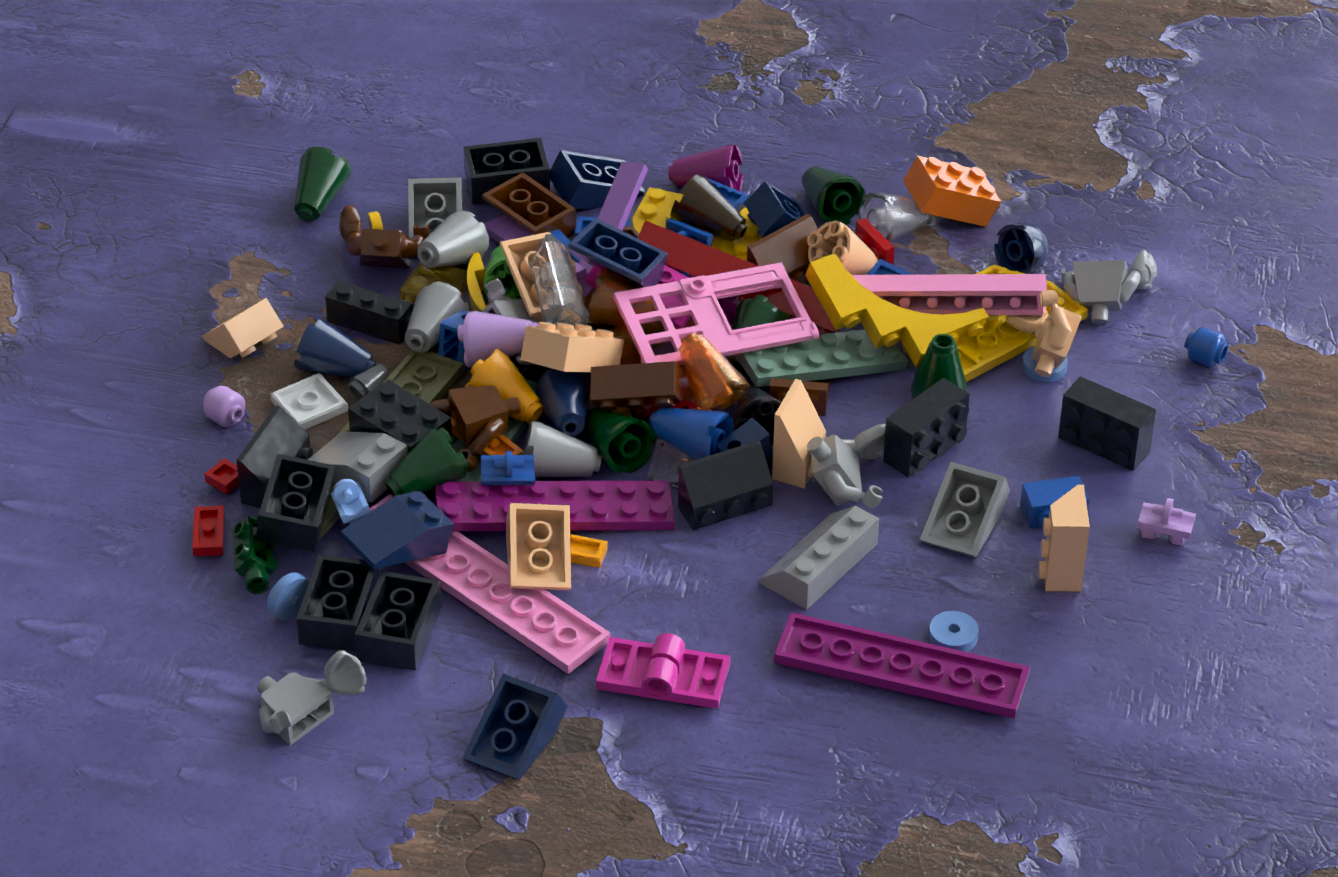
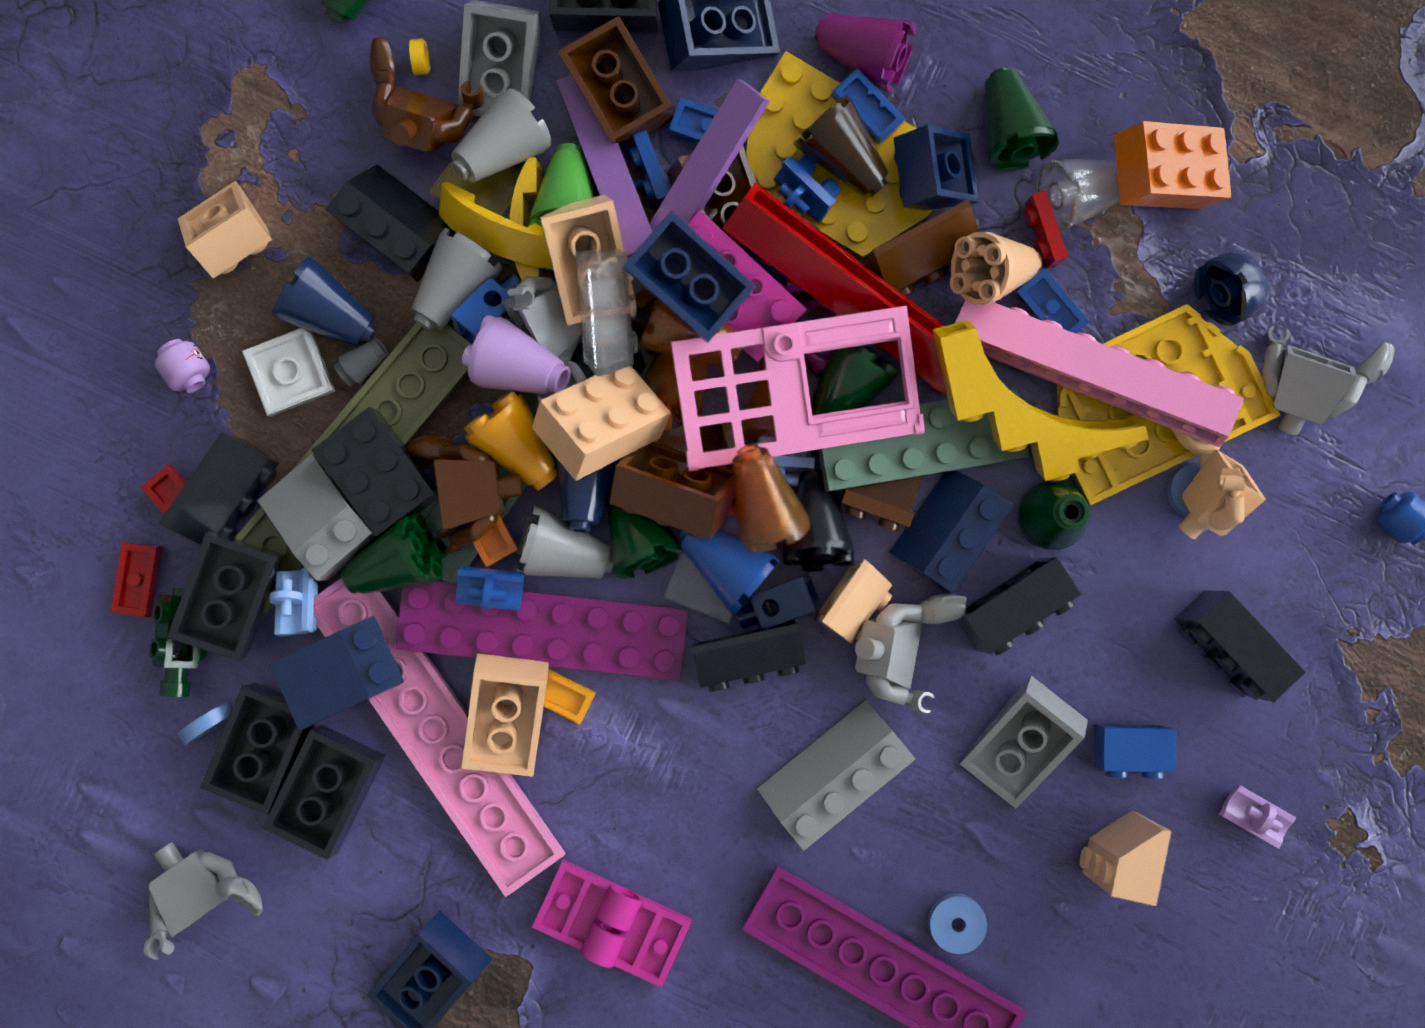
camera: 15 degrees right, 45 degrees up
(469, 285) = (491, 230): none -> yellow slope
(864, 402) = (951, 530): none -> dark blue slope

